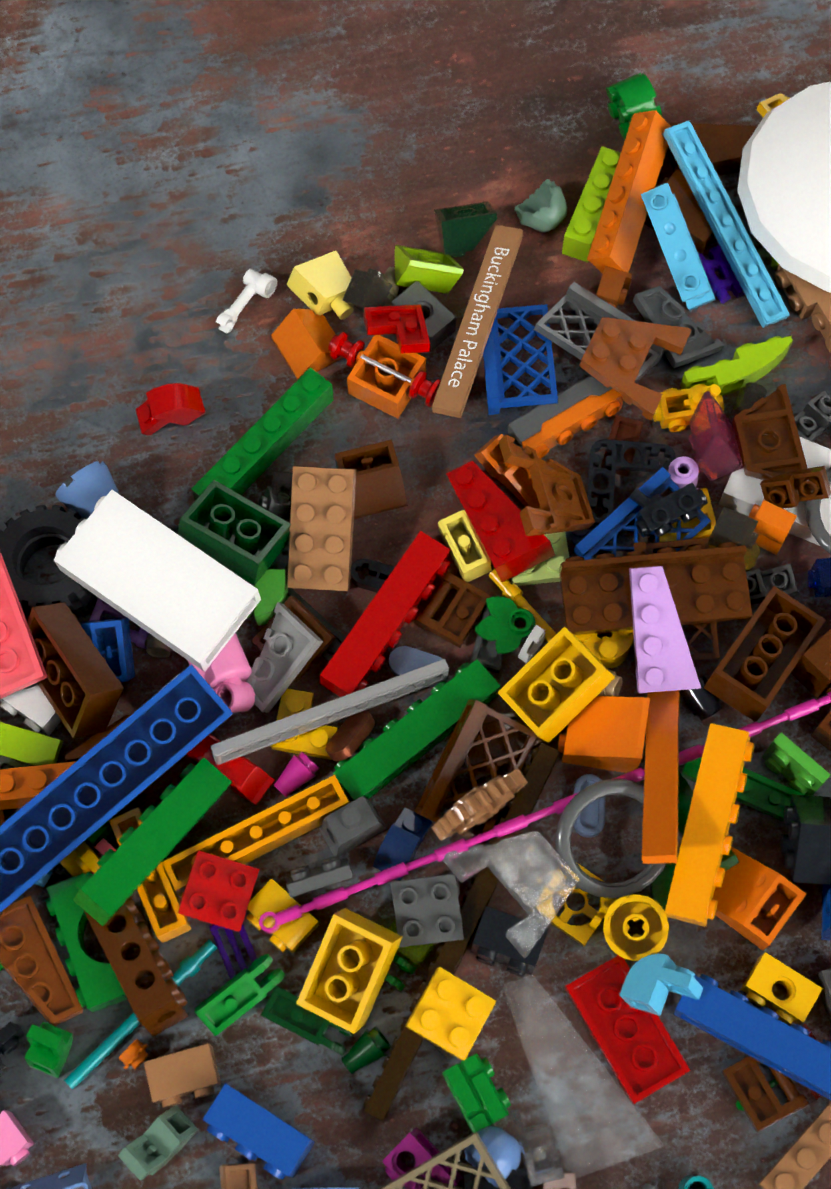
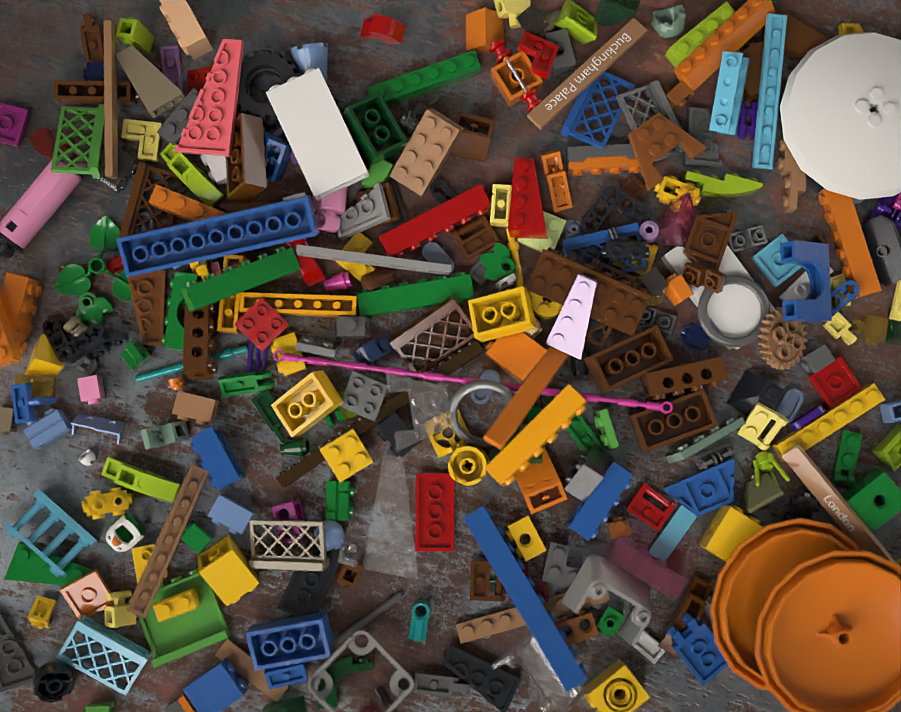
camera: 25 degrees right, 15 degrees up
(479, 804) = (421, 357): medium nougat gear -> none
(558, 490) = (571, 203): dark orange wing -> none
(652, 979) = (459, 497): medium azure brick -> none

